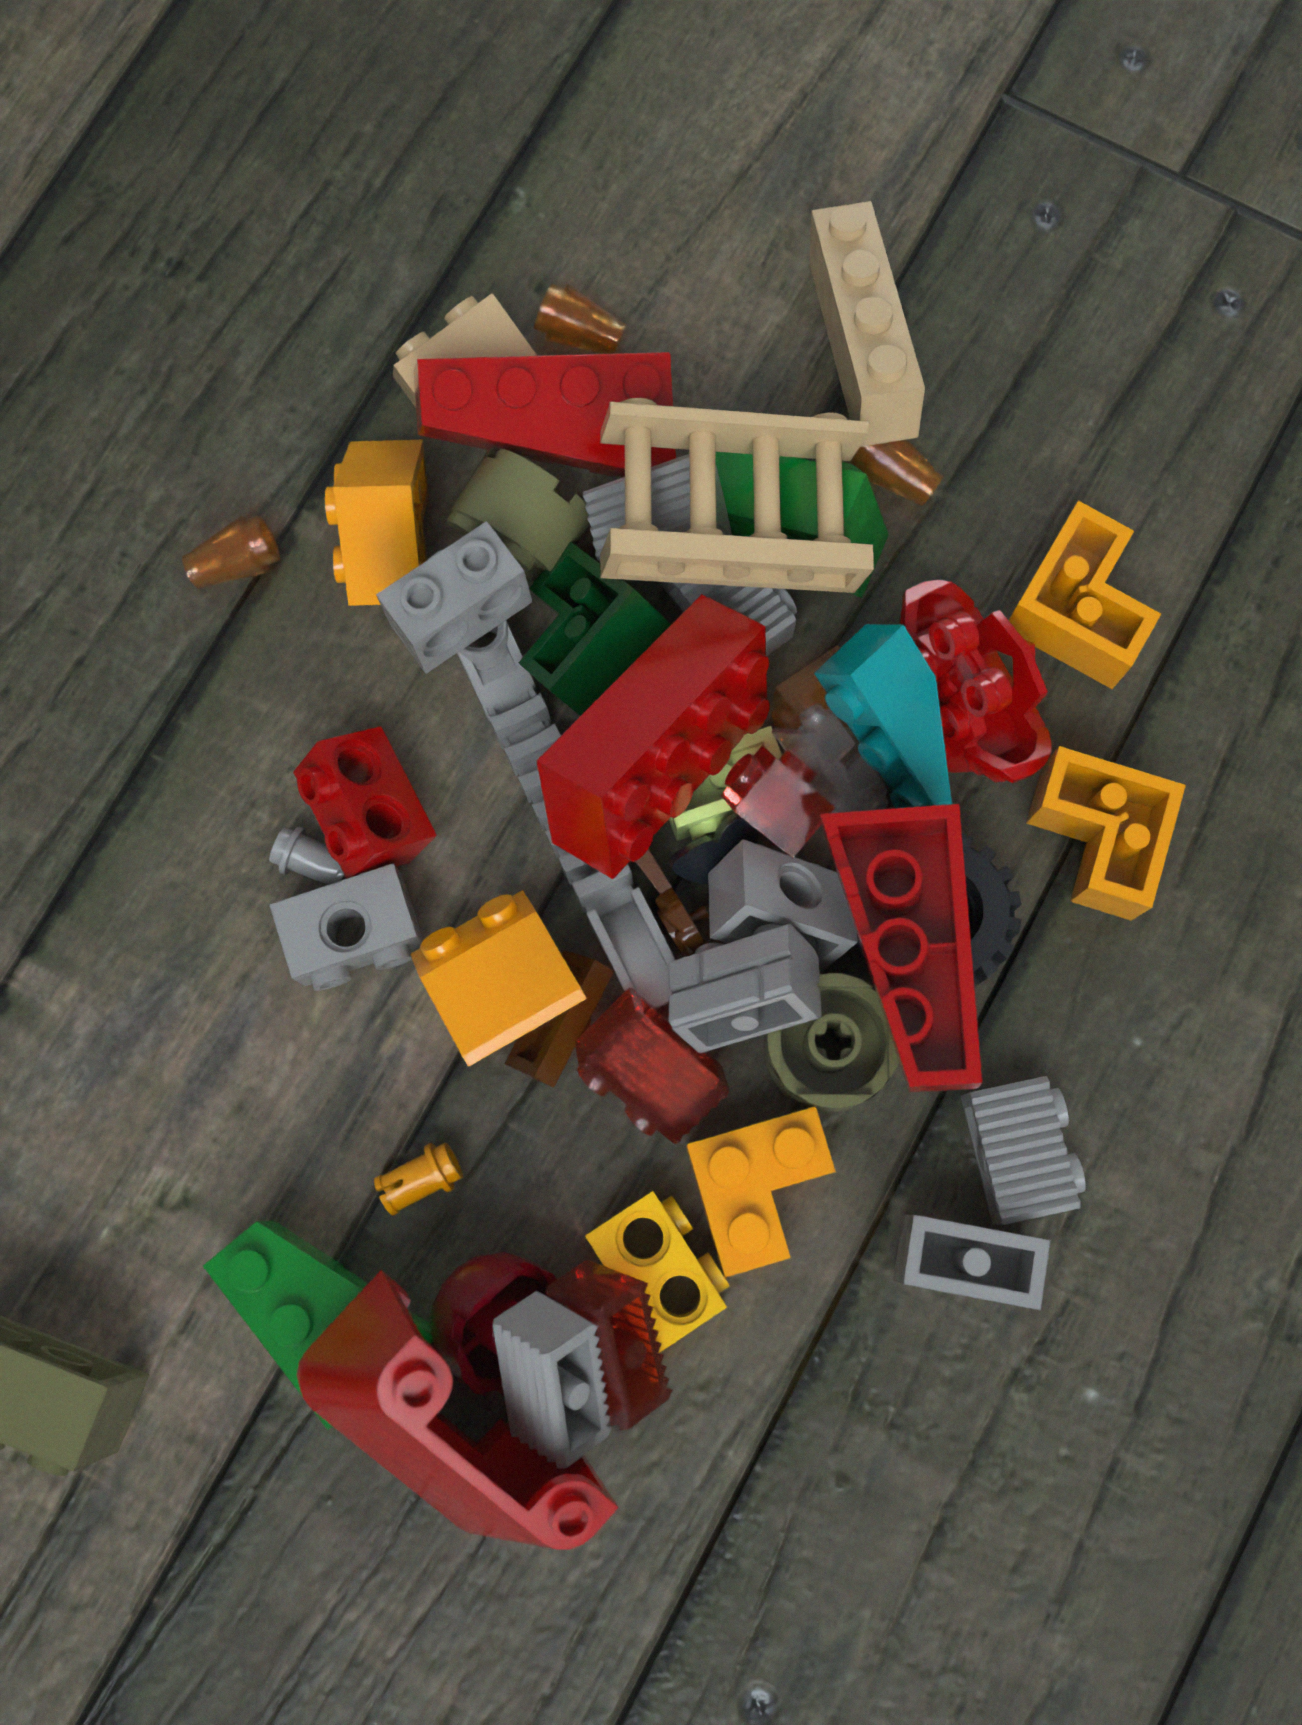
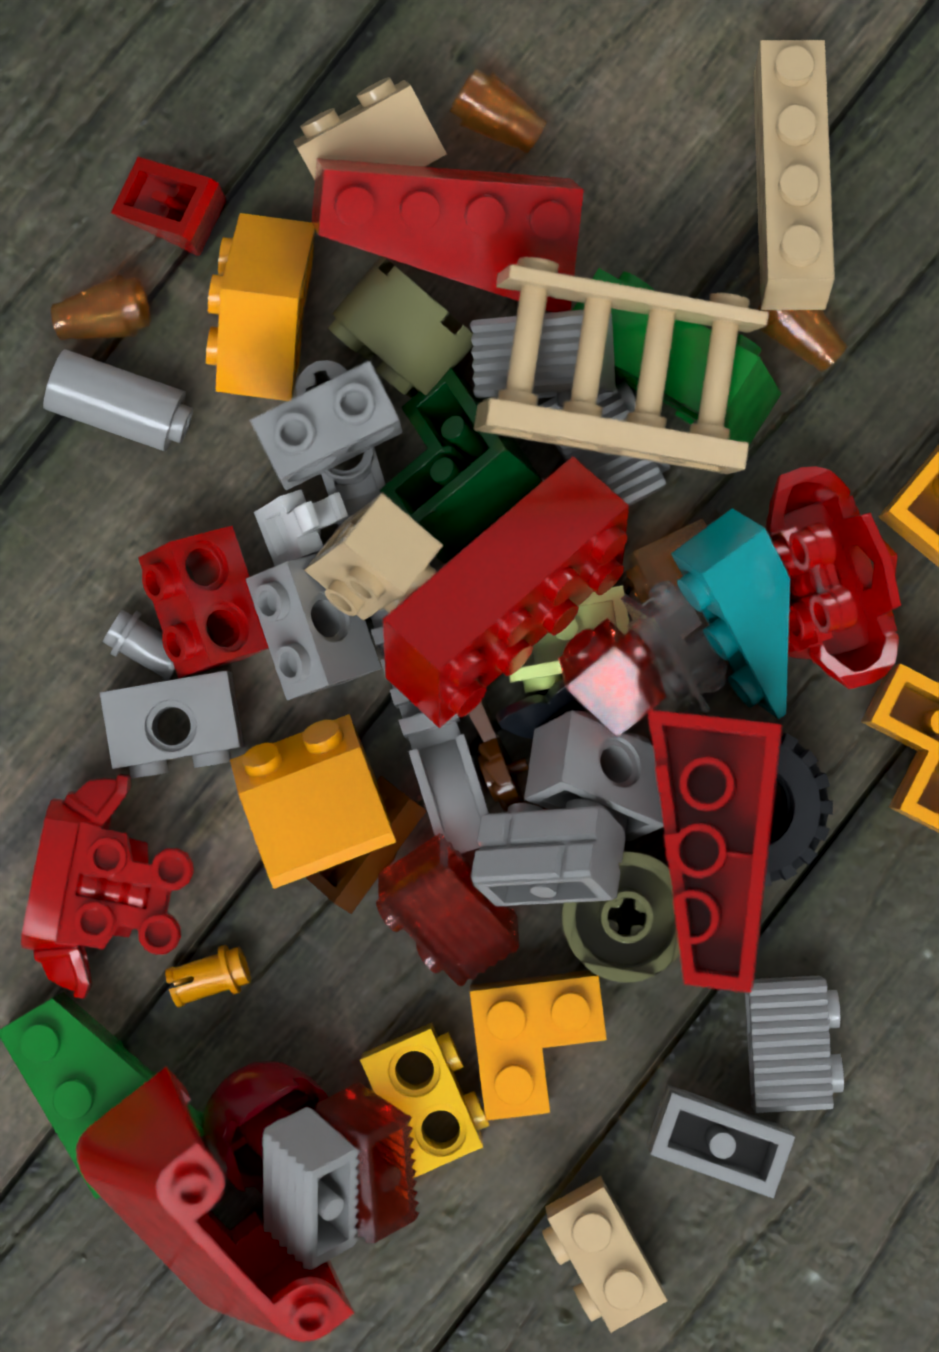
camera: 10 degrees right, 10 degrees up
(255, 632) = (117, 401): none -> light grey brick
(288, 1099) = (97, 886): none -> red piece
(289, 448) = (170, 204): none -> red slope
(441, 717) = (294, 526): none -> white plate
(473, 807) = (306, 634): none -> light grey brick
(520, 716) = (374, 560): none -> tan brick
(885, 1416) = (605, 1254): none -> tan brick

